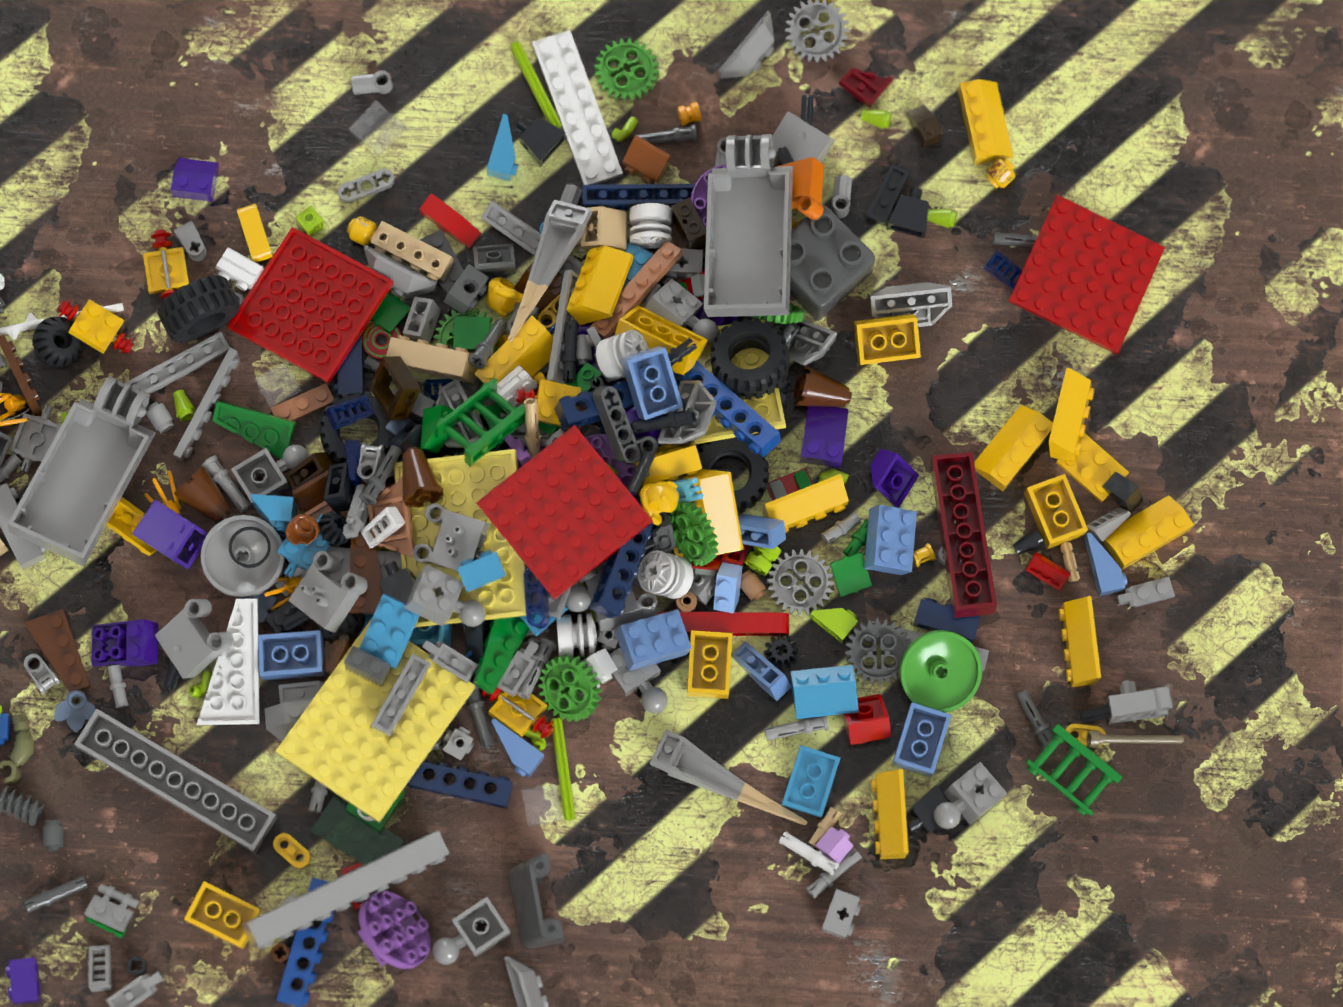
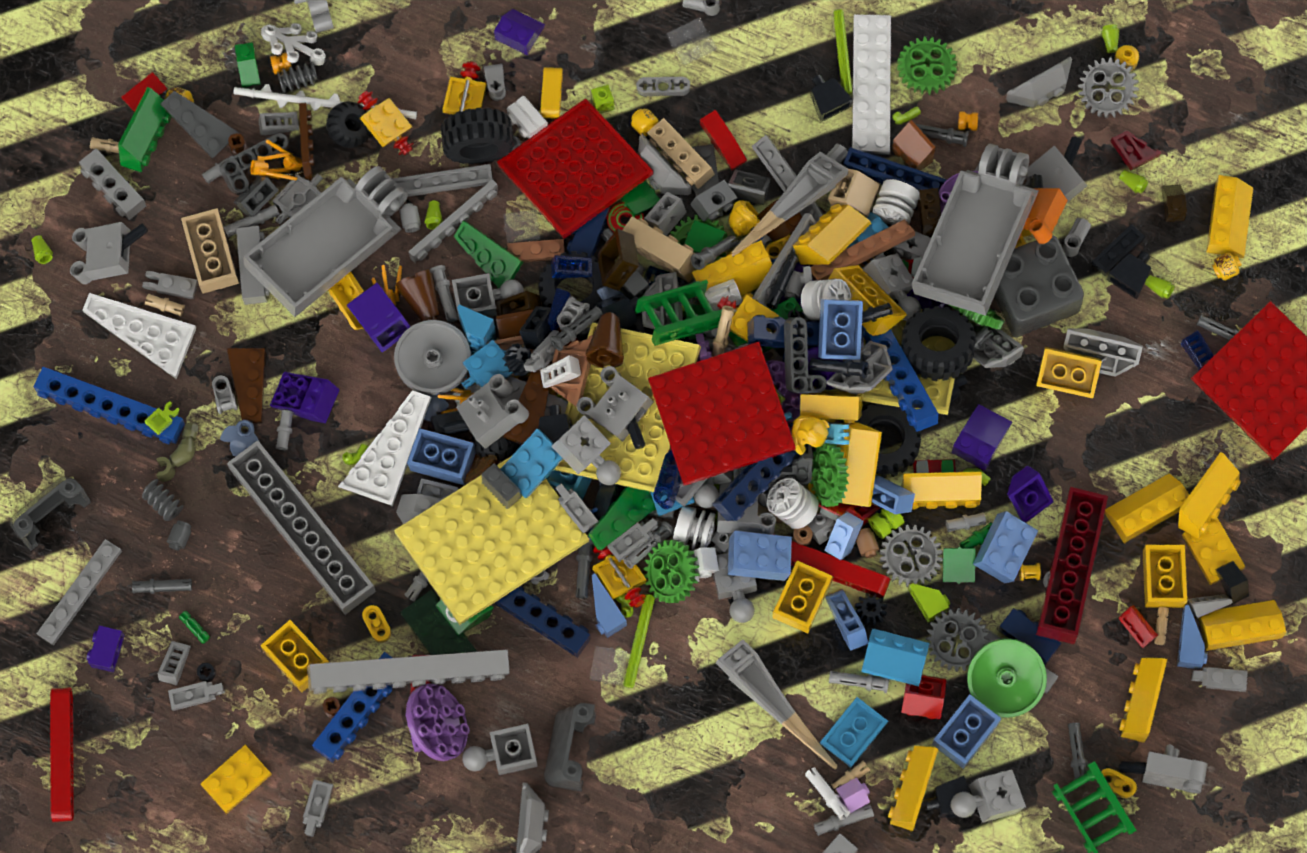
camera: 30 degrees right, 5 degrees down
(109, 913) = (200, 618): light grey plate -> none
(190, 643) = (359, 414): light grey piece -> none
(249, 565) = (436, 335): black piece -> none
(302, 529) = (490, 350): dark orange hair -> none
(401, 695) = (520, 521): light grey plate -> none
(430, 417) = (629, 315): green slope -> none
(450, 738) = (550, 588): light grey brick -> none
(481, 571) = (629, 437): dark azure brick -> none
(503, 159) = (790, 101): dark azure slope -> none
(641, 472) = (802, 403): black pin -> none
(820, 390) = (992, 396): reddish brown cone -> none
(1029, 542) = (1130, 595): black cone -> none
(1095, 739) = (1124, 788): dark tan piece -> none

